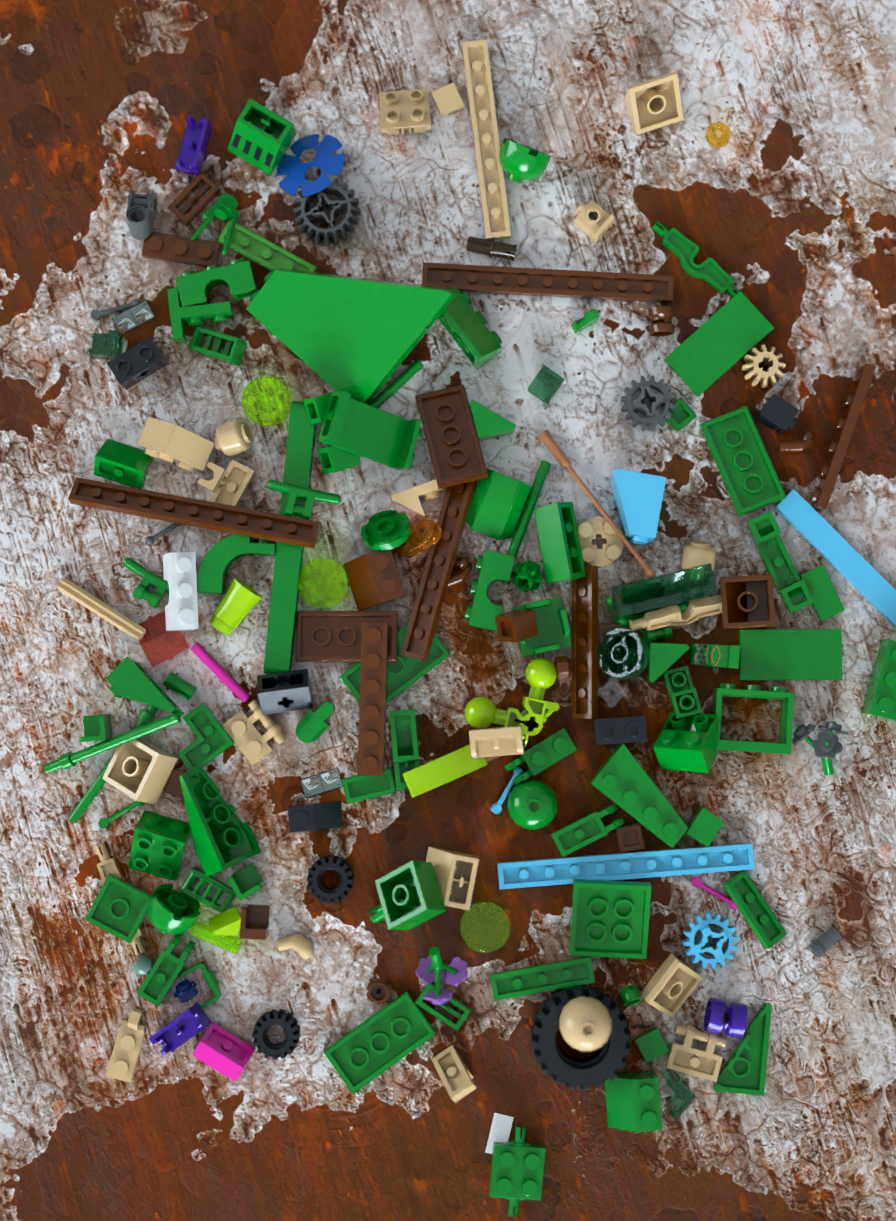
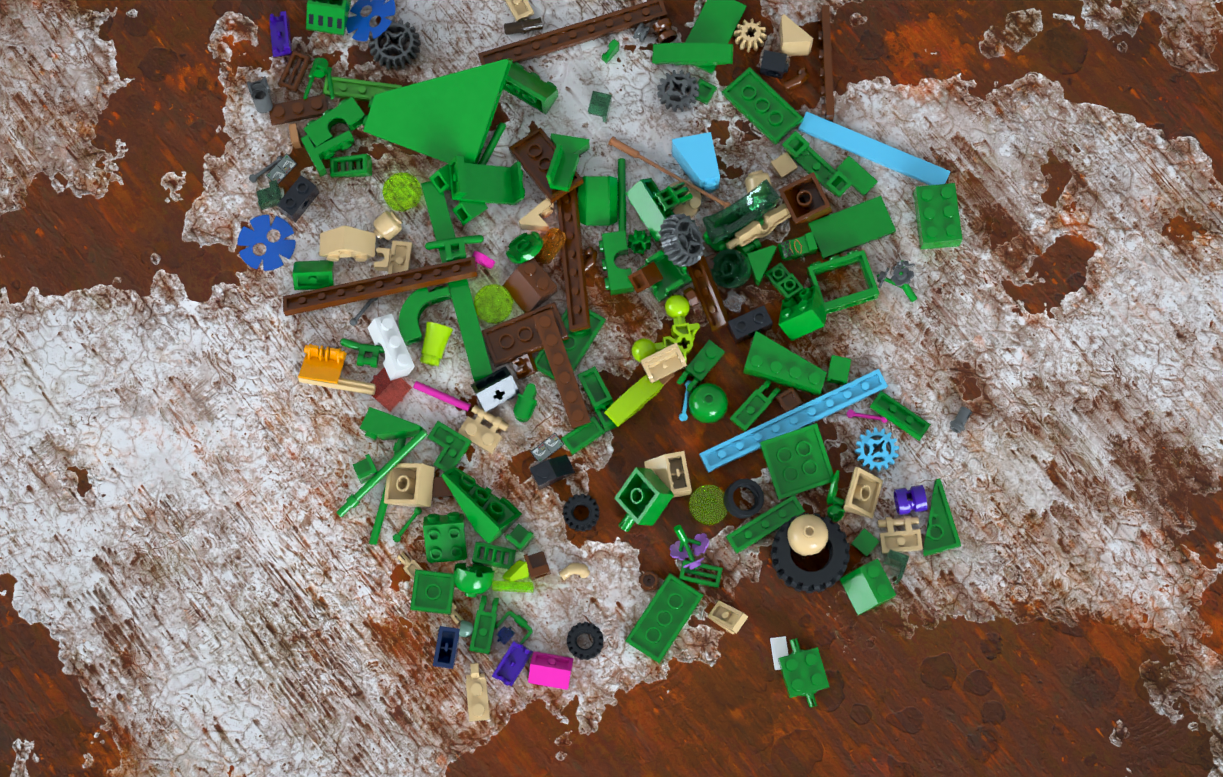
camera: 20 degrees left, 10 degrees down
(84, 380) = (261, 227): none -> blue piece
(91, 581) = (322, 363): none -> light orange hinge
(109, 984) = (446, 647): none -> dark blue slope
(163, 281) = (294, 135): none -> medium nougat tile
(179, 686) = (416, 416): green pin -> none
(330, 524) = (483, 260): none -> dark pink tile
(331, 675) = (524, 366): none -> reddish brown tile
(467, 453) = (562, 169): none -> green panel
(542, 951) = (756, 491): none -> black tyre
(577, 599) = (681, 240): none -> dark grey gear
(587, 538) = (673, 196): none -> green arm
(632, 311) = (641, 32): none -> dark grey bush
(637, 970) = (831, 497): none -> green bar
(684, 364) = (692, 53): none -> green slope
(739, 545) = (784, 165): none -> tan tile
(814, 392) = (793, 39): none -> tan slope

